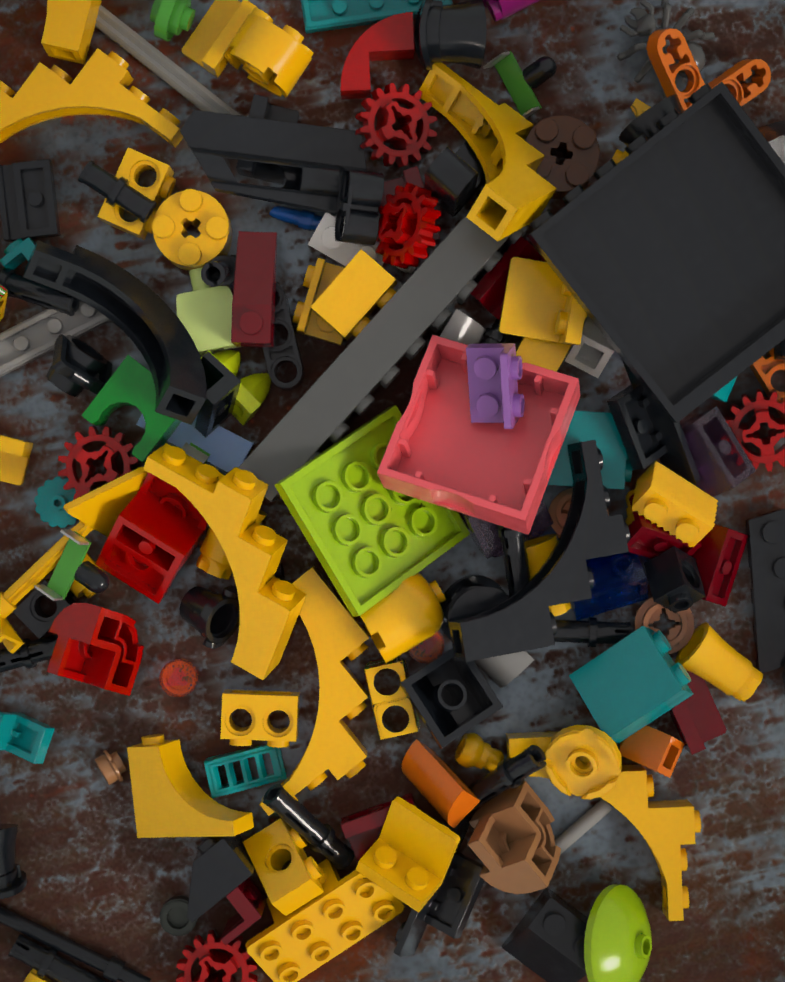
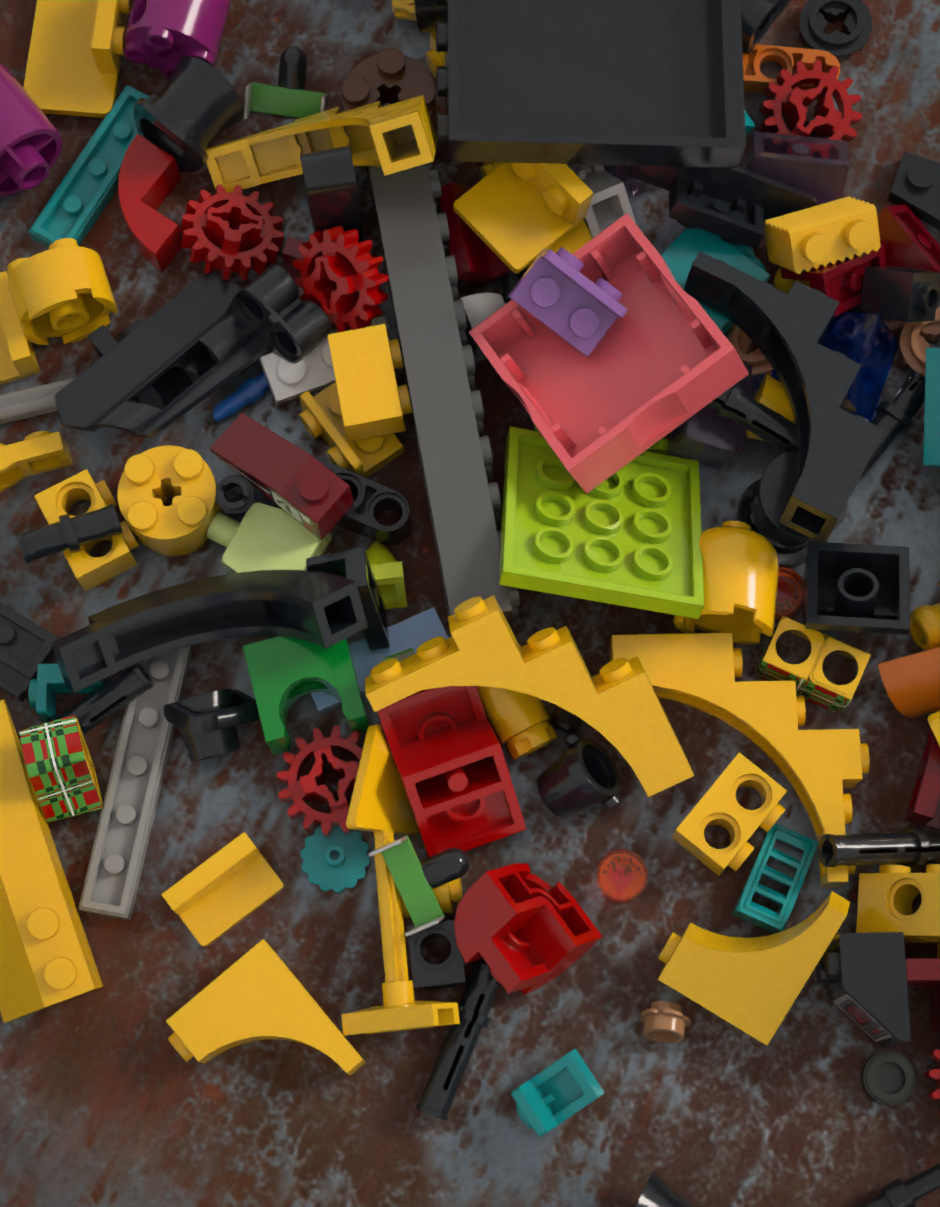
camera: 50 degrees left, 15 degrees down
(505, 667) = (864, 518): light grey brick -> none

